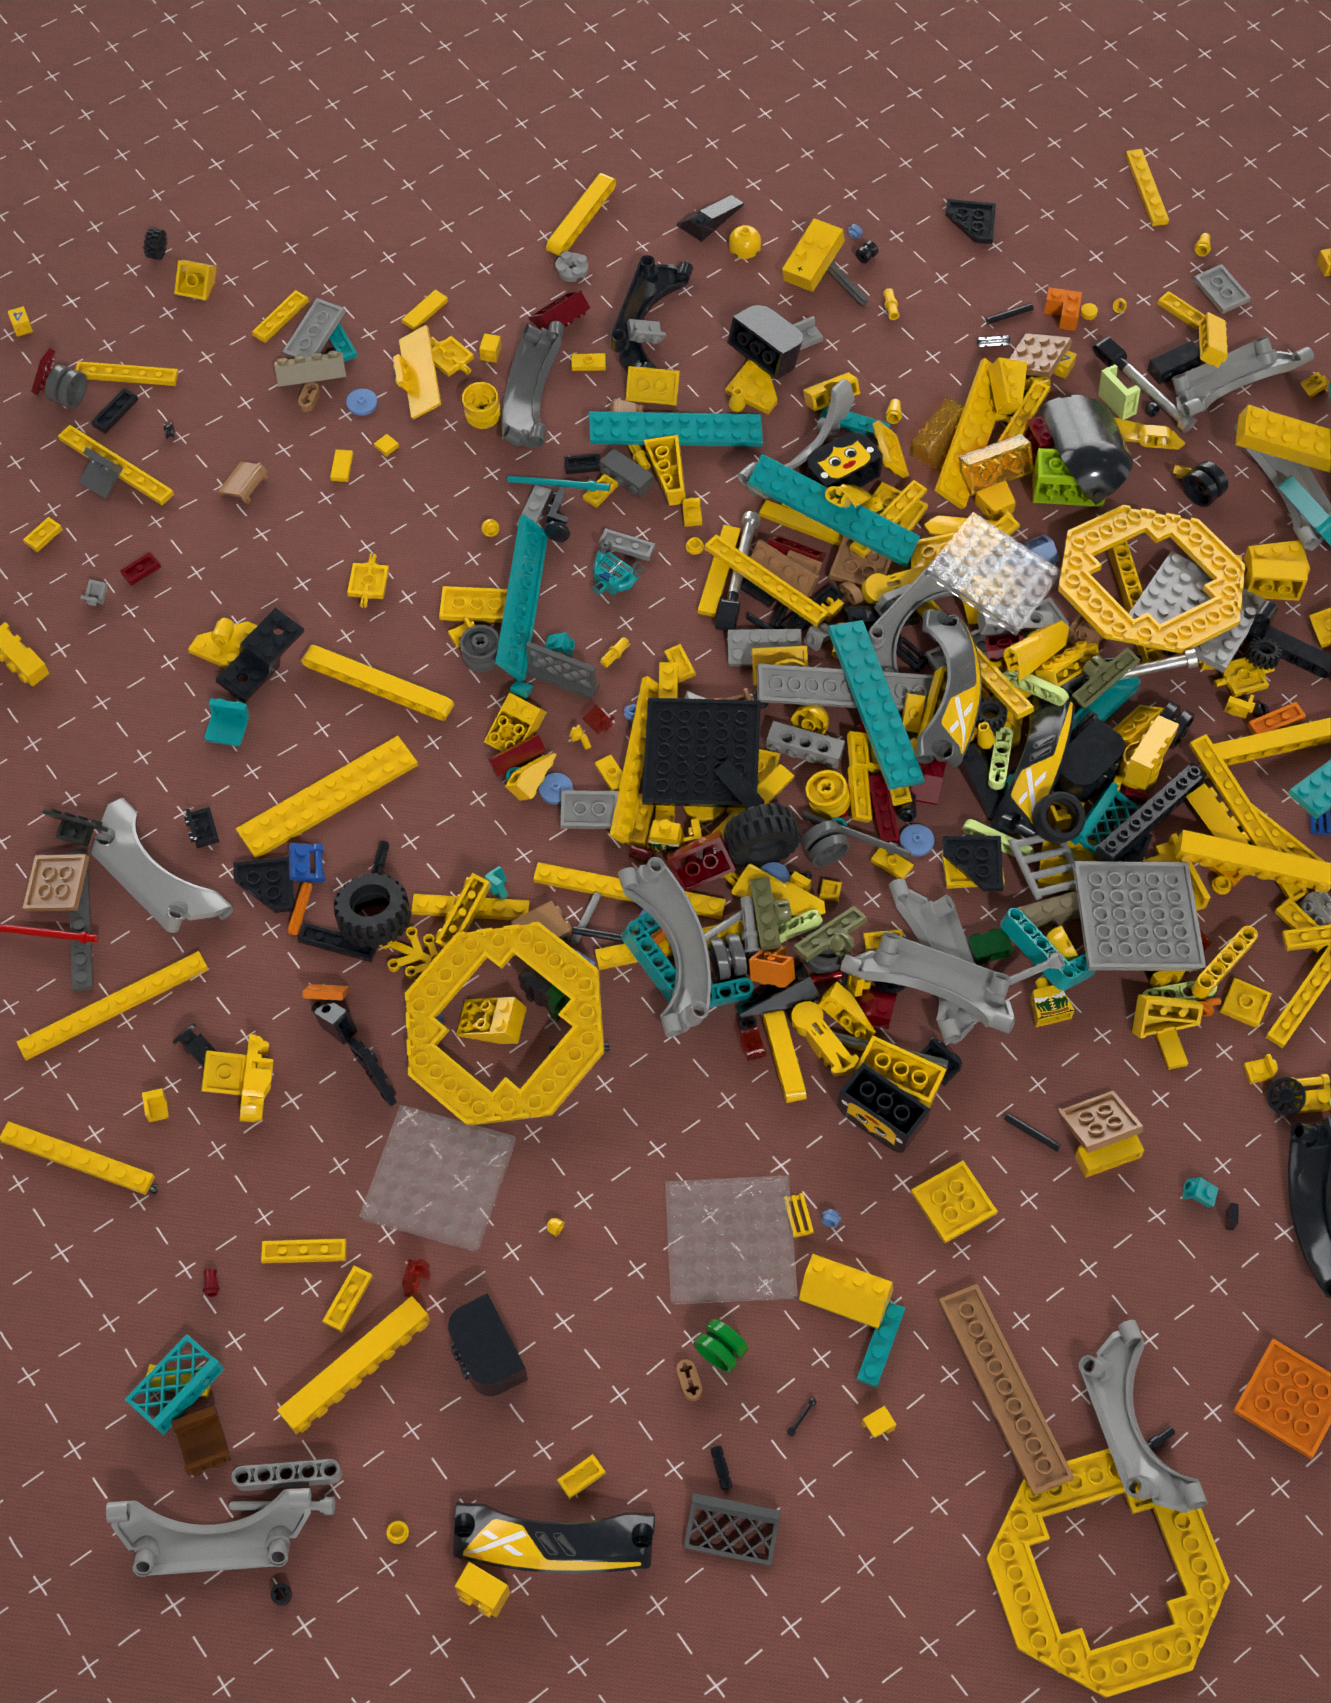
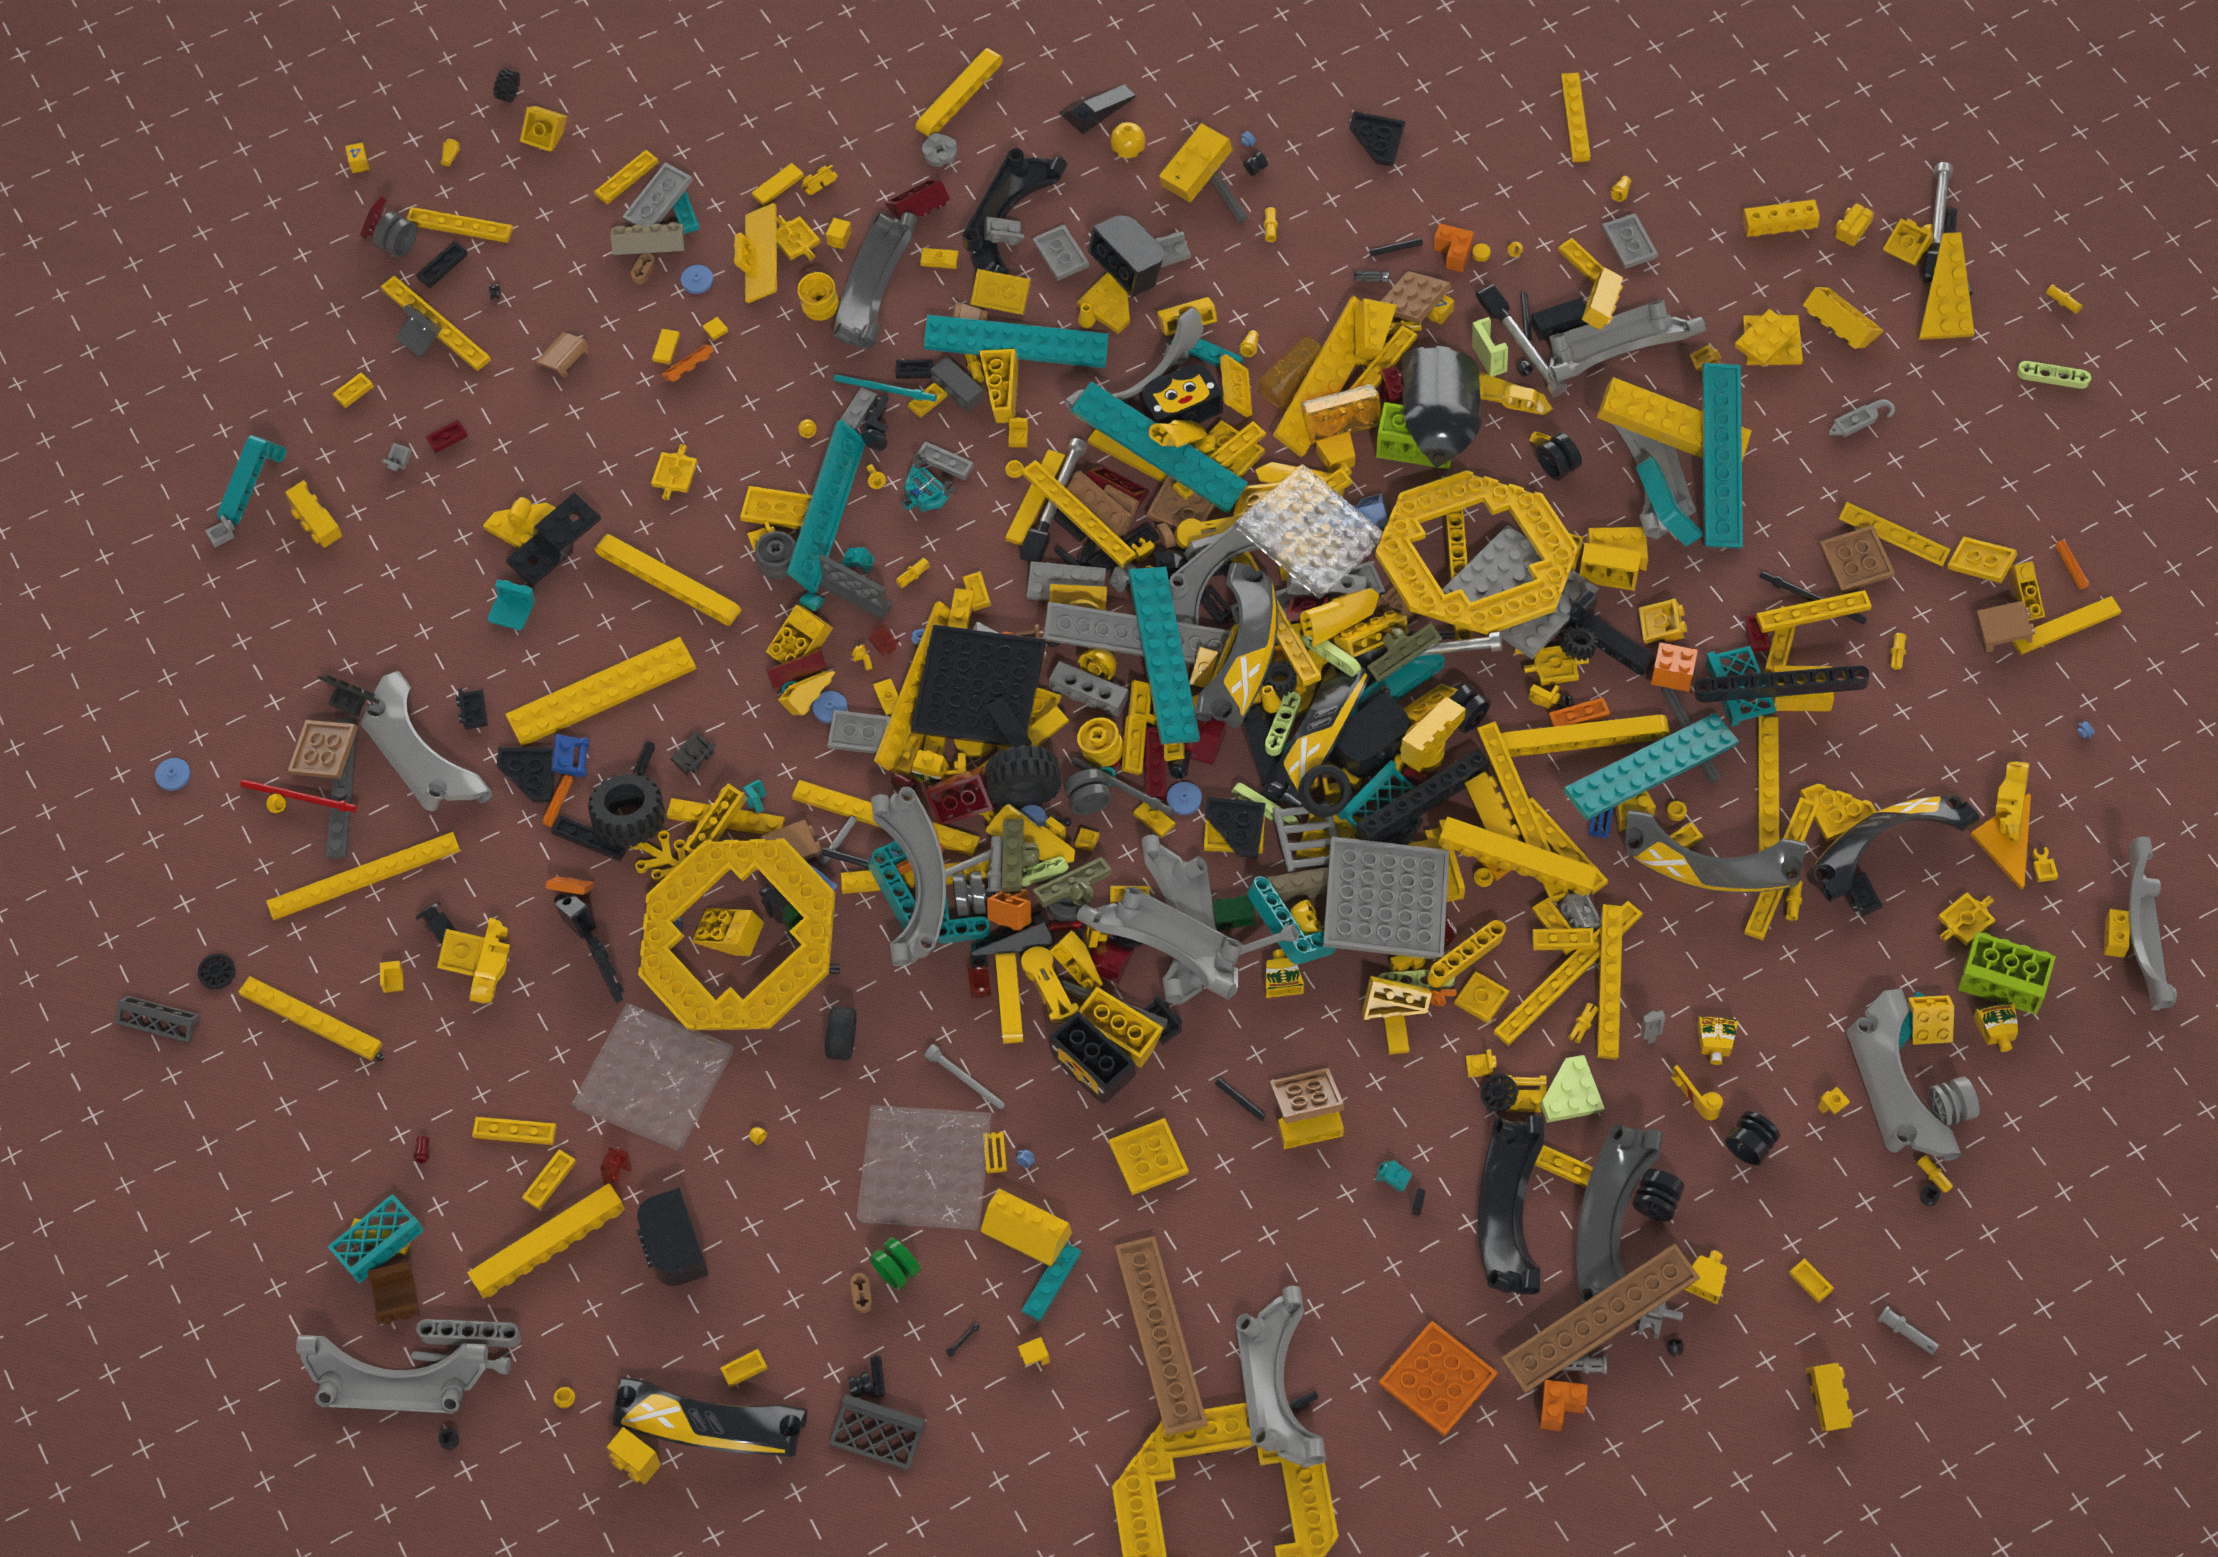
camera: 10 degrees right, 0 degrees up
(14, 942) = (276, 803): none -> yellow plate
(108, 308) = (449, 152): none -> yellow cone
(365, 478) = (688, 363): none -> orange plate
(428, 847) = (692, 752): none -> black bracket
(458, 306) = (823, 175): none -> yellow hinge
(564, 568) = (876, 479): none -> yellow plate
(624, 1111) = (840, 1033): none -> black tyre
(701, 346) = (1060, 252): none -> light grey plate
(705, 1479) = (860, 1384): none -> black wheel
(720, 1122) = (934, 1054): none -> light grey piece
(1141, 361) = (1526, 315): none -> black bar

